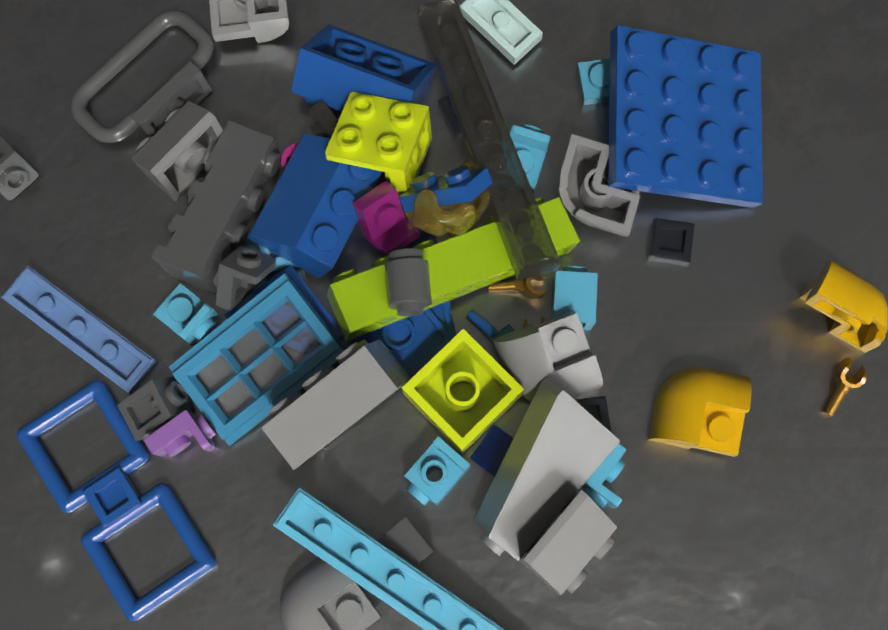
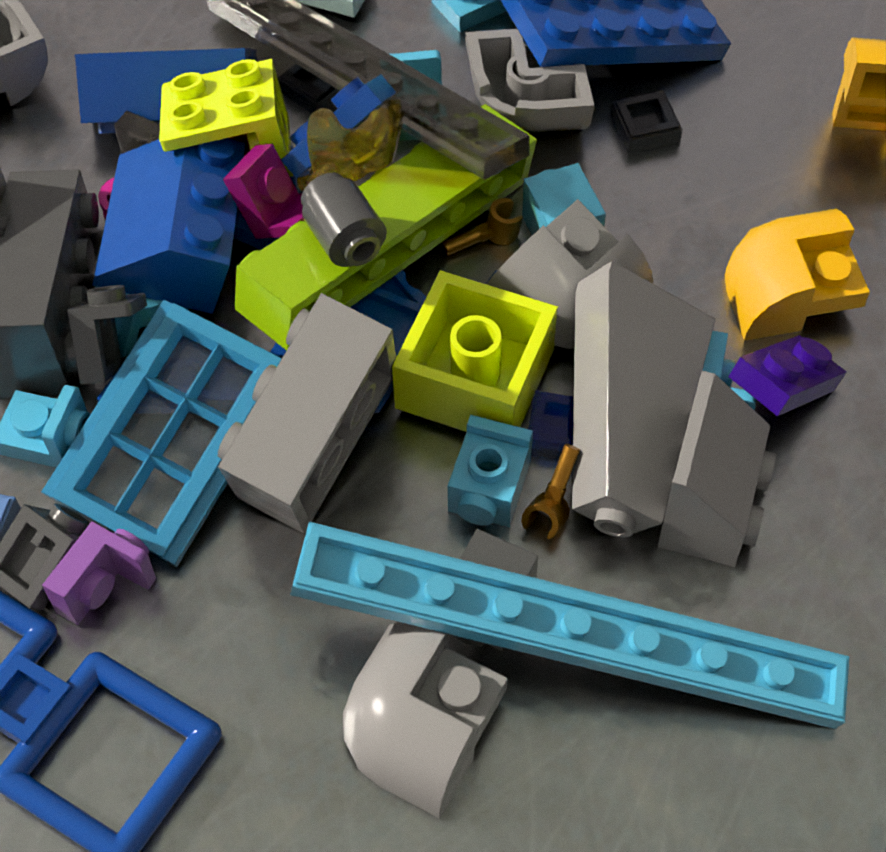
camera: 25 degrees left, 20 degrees down
(464, 507) = (552, 500): none -> pearl gold hand
(652, 490) = (788, 374): none -> dark purple plate

